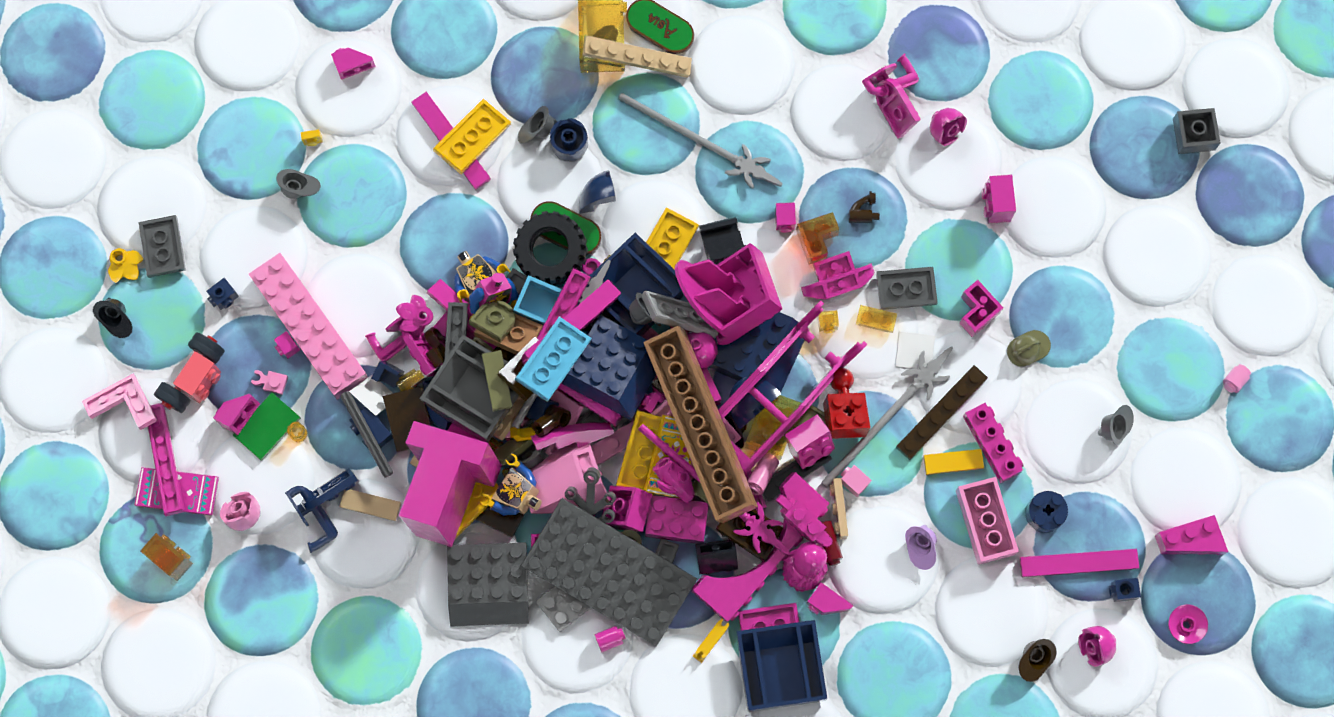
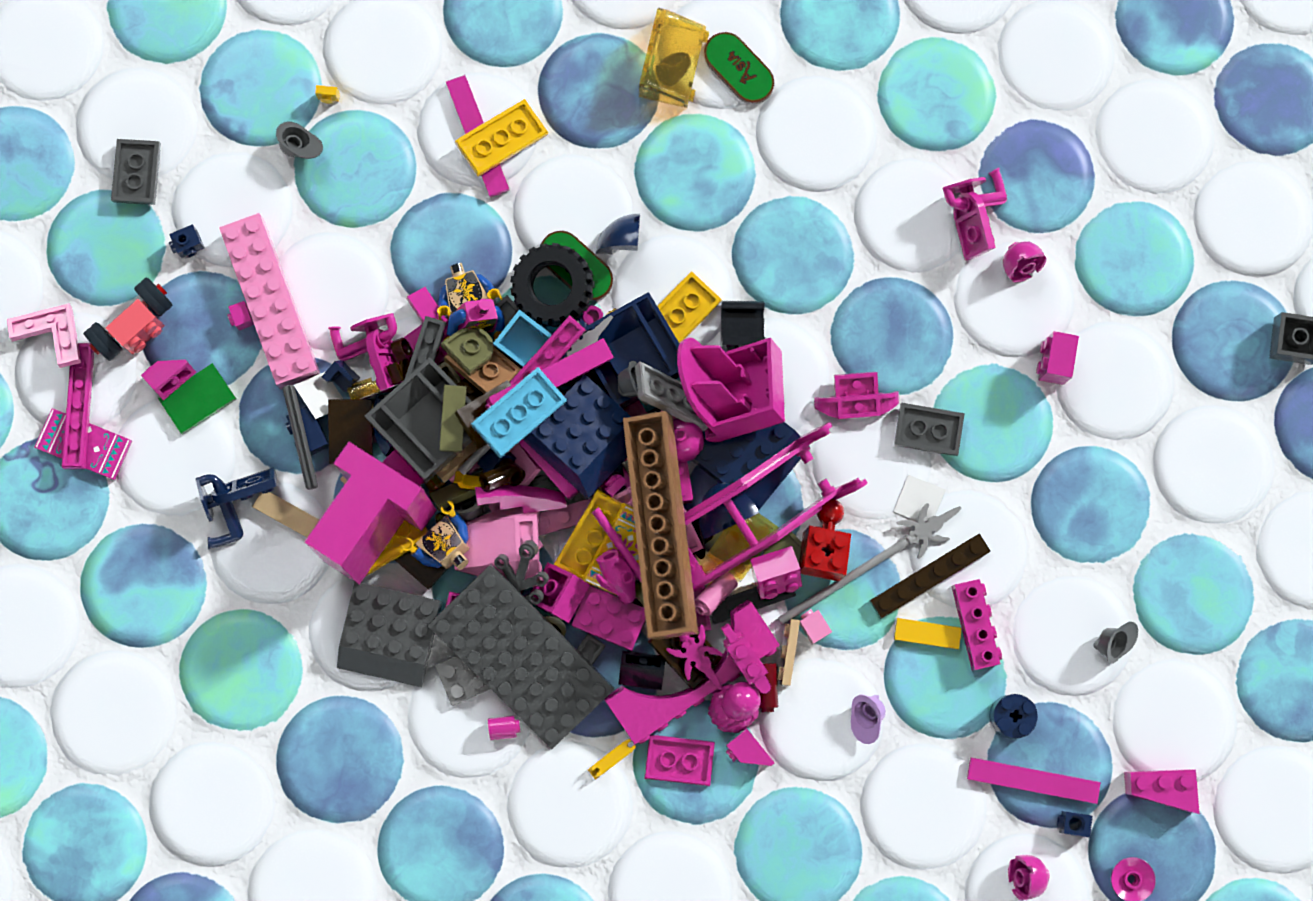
camera: 10 degrees right, 5 degrees up
(113, 317) = (63, 235): black piece -> none
(126, 267) = (92, 184): yellow plate -> none
(163, 553) = (52, 513): clear orange brick -> none
(241, 511) = (144, 485): bright pink cylinder -> none
(273, 382) = (216, 352): bright pink plate -> none
(293, 428) = (230, 419): clear yellow bush -> none
(351, 62) = (391, 21): dark pink slope -> none
(411, 314) = (381, 319): dark pink plate -> none
(537, 126) = (576, 144): dark grey piece -> none
(569, 149) = (605, 180): dark blue brick -> none
(637, 56) = (703, 96): tan plate -> none
(746, 166) = (792, 248): light grey piece -> none
(781, 666) = (679, 808): dark blue slope -> none
(785, 217) = (818, 316): dark pink brick -> none
(813, 233) = (842, 343): clear orange brick -> none
(828, 321) = (833, 444): clear yellow plate -> none
(863, 216) = (904, 337): dark brown plant -> none
(876, 319) = (886, 454): clear yellow plate -> none
(983, 308) = (1007, 473): dark pink brick -> none
(986, 520) = (945, 709): bright pink brick -> none
(1028, 348) = (1044, 530): olive piece -> none
(1036, 659) = (957, 874): dark brown piece -> none
(1236, 378) = (1262, 624): bright pink brick -> none

